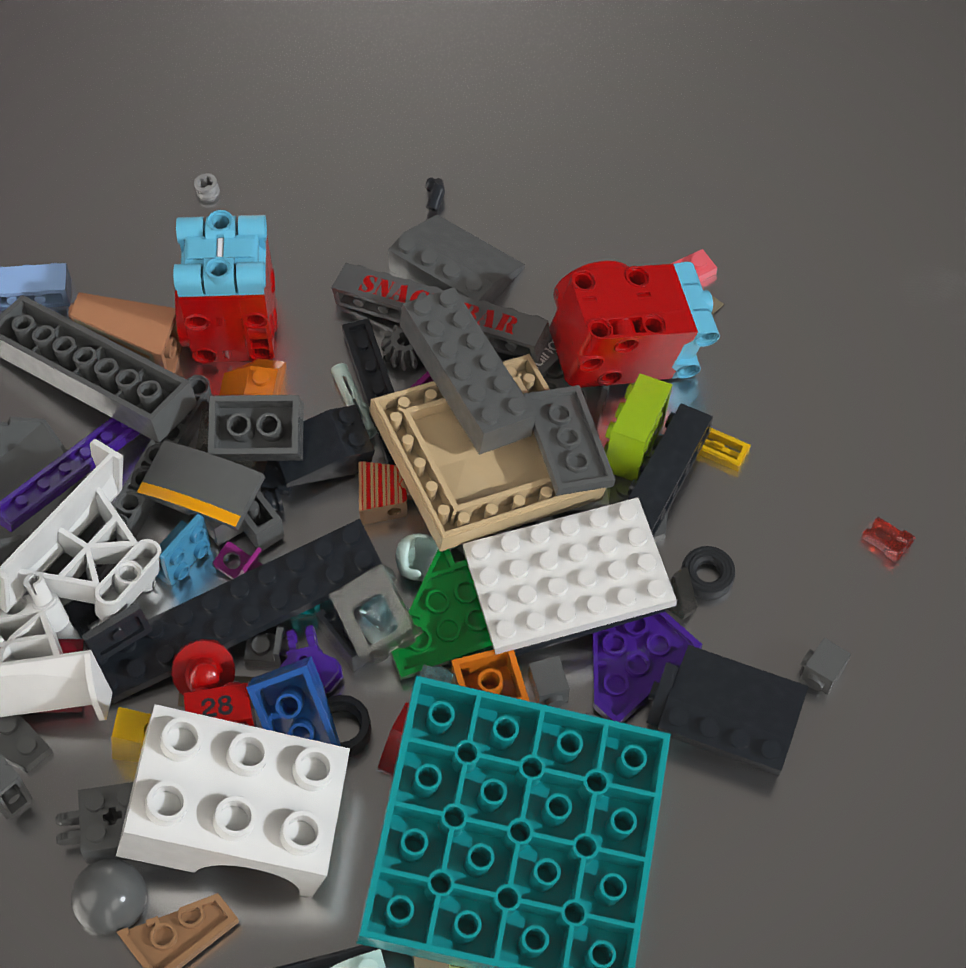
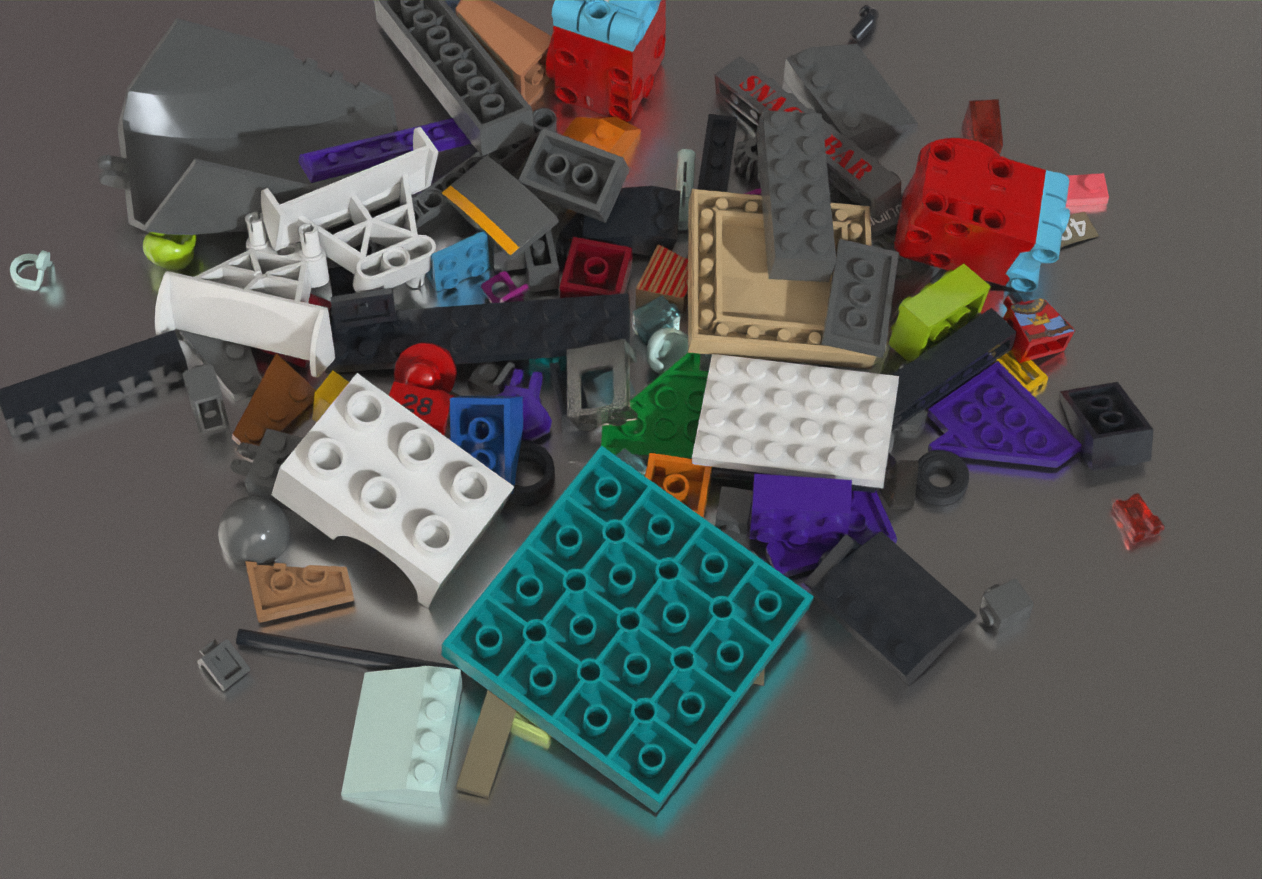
camera: 25 degrees right, 0 degrees up
(70, 761) = (275, 404): none -> dark orange wing
(314, 508) = (595, 269): none -> dark red brick
(388, 531) = (655, 316): none -> clear light blue brick
(585, 245) = (983, 123): none -> clear red torso
(614, 656) = (800, 509): none -> dark purple brick
(723, 401) = (1037, 327): none -> red torso
(733, 502) = (1000, 422): none -> dark purple wing
(823, 467) = (1107, 426): none -> black slope

